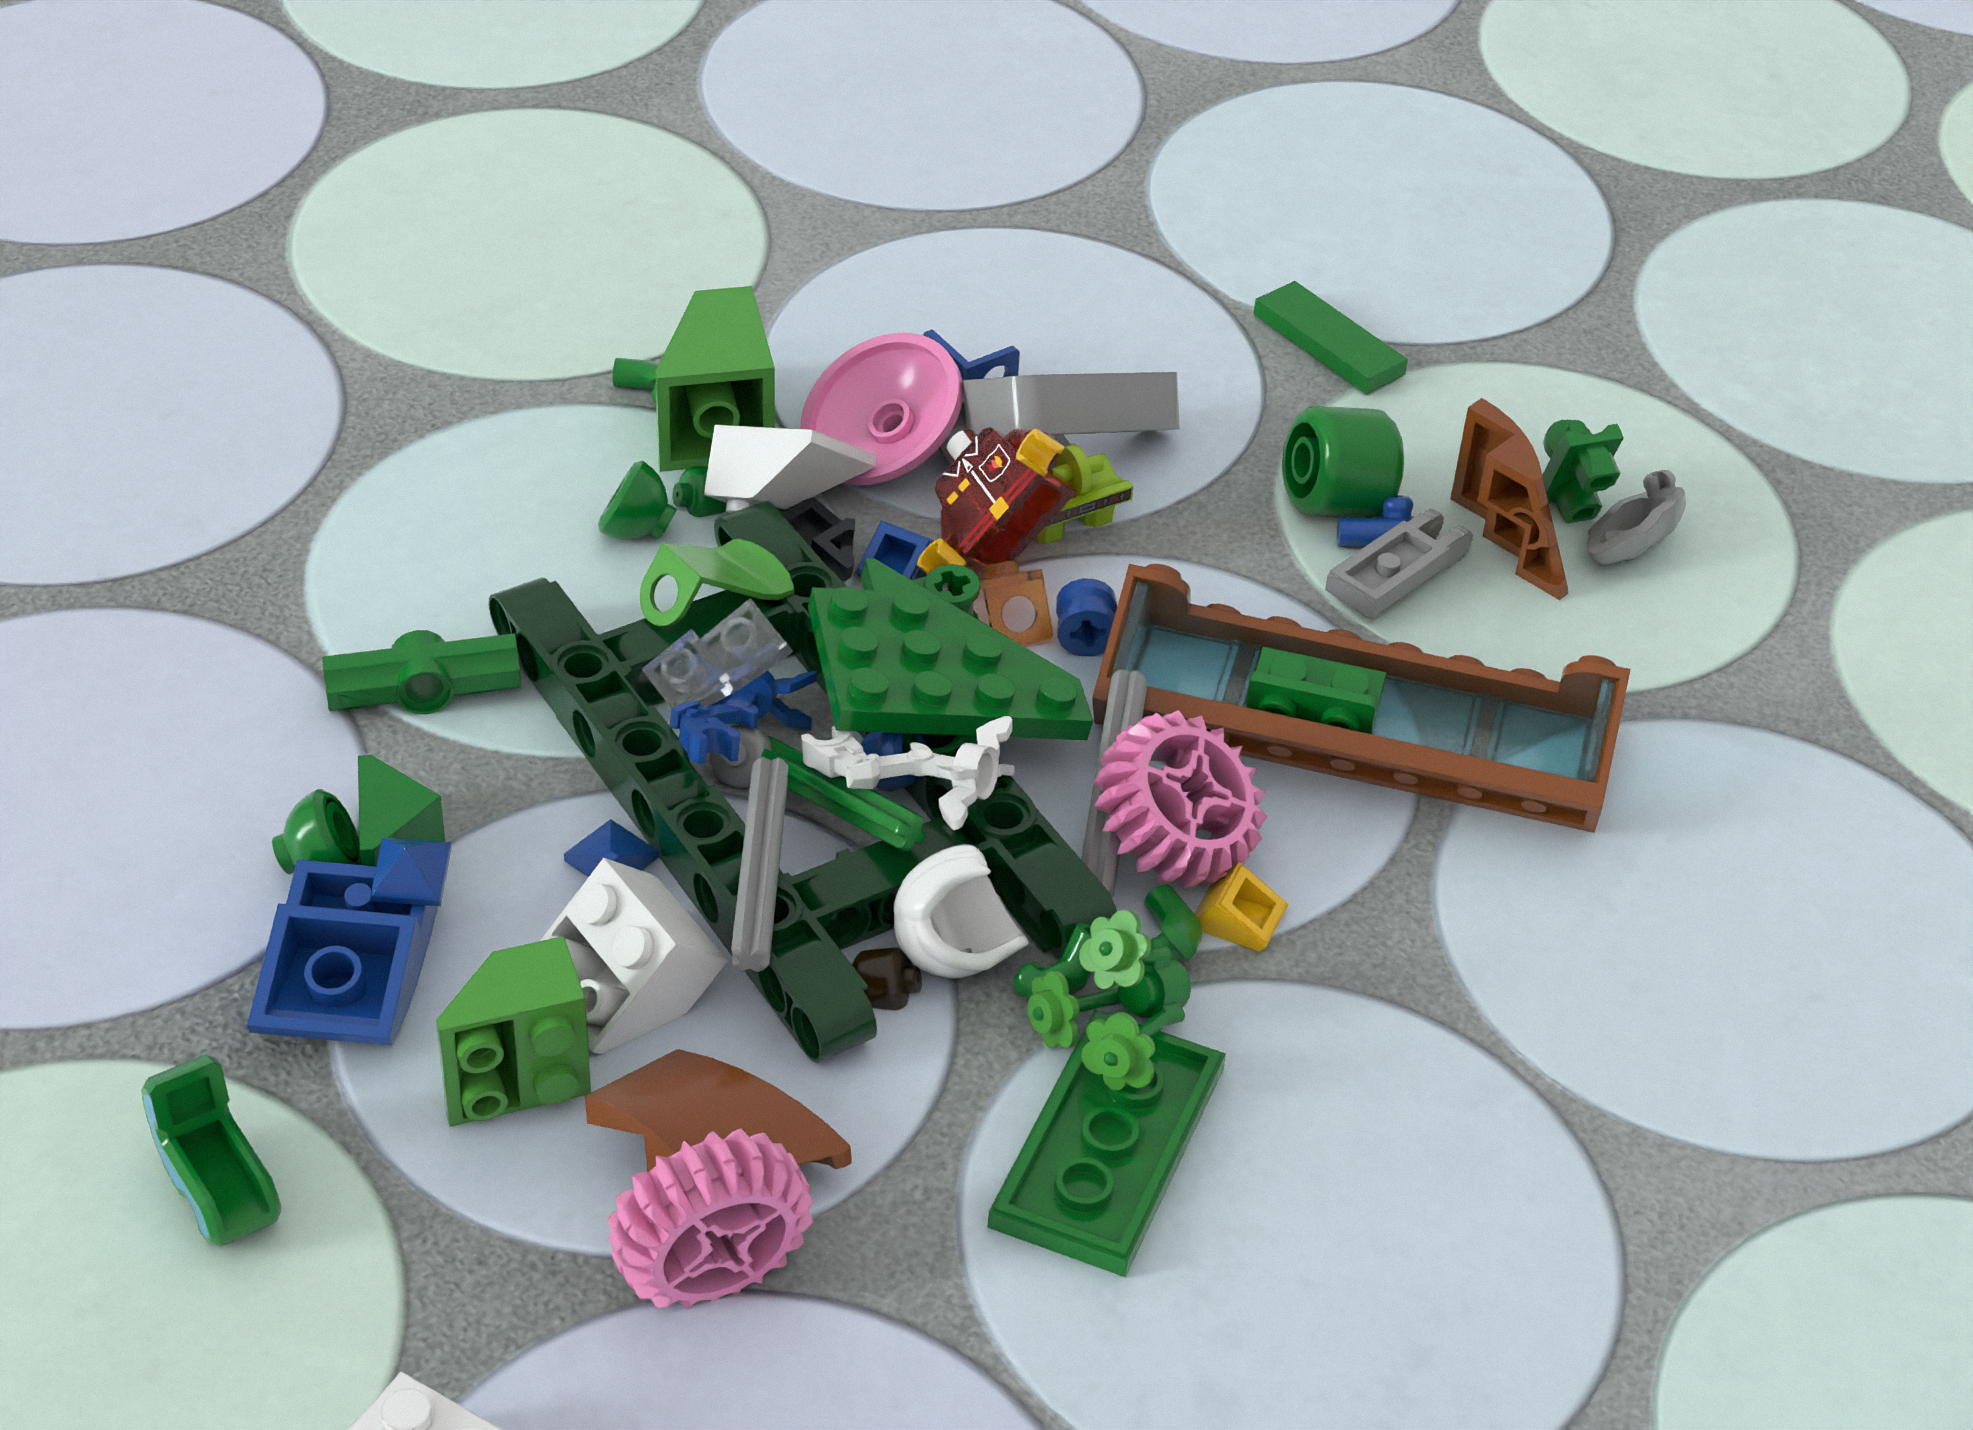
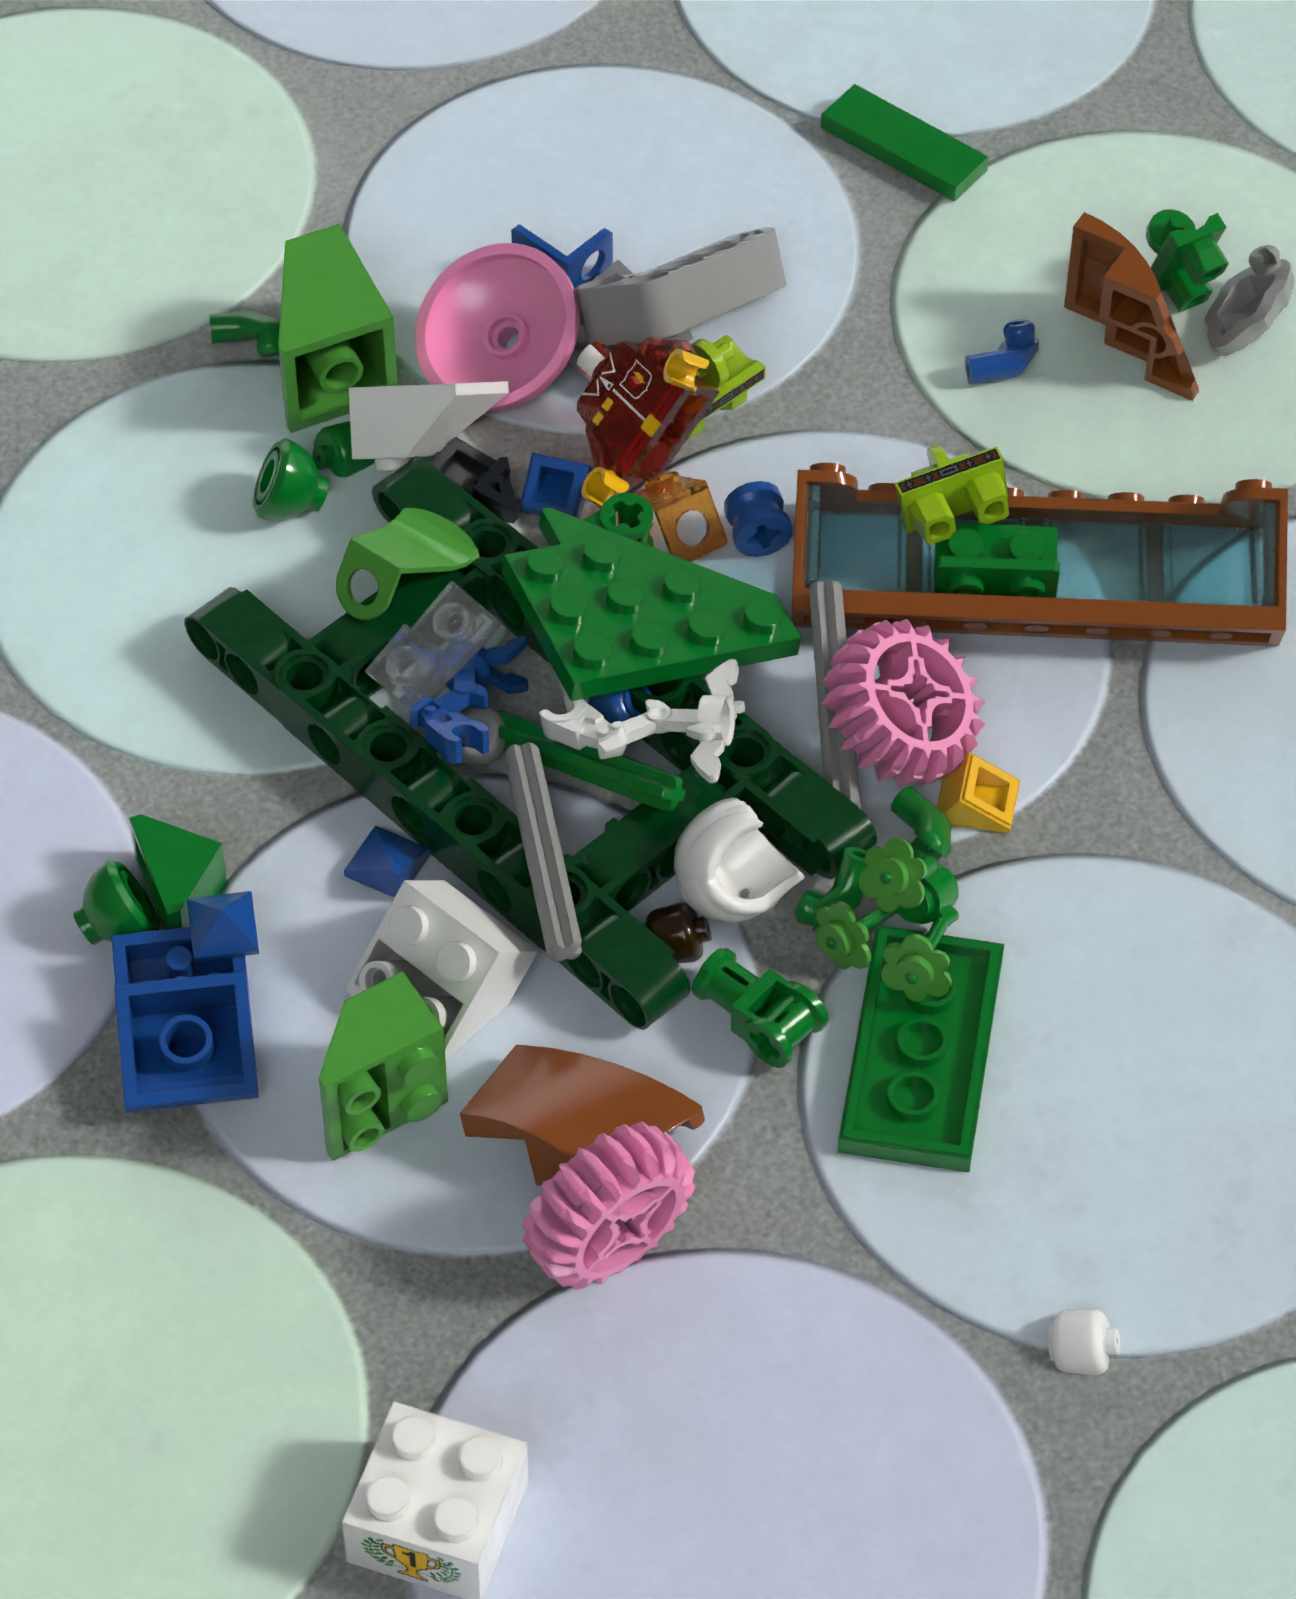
camera: 10 degrees left, 10 degrees up
(208, 1151) = (139, 1238): green animal -> none
(421, 672) = (146, 710): green piece -> none
(948, 1066) = (764, 1010): none -> green connector
(1284, 616) = (950, 489): none -> lime hips
(1342, 461) = (957, 296): green head -> none
(1397, 563) = (1033, 396): light grey hinge -> none

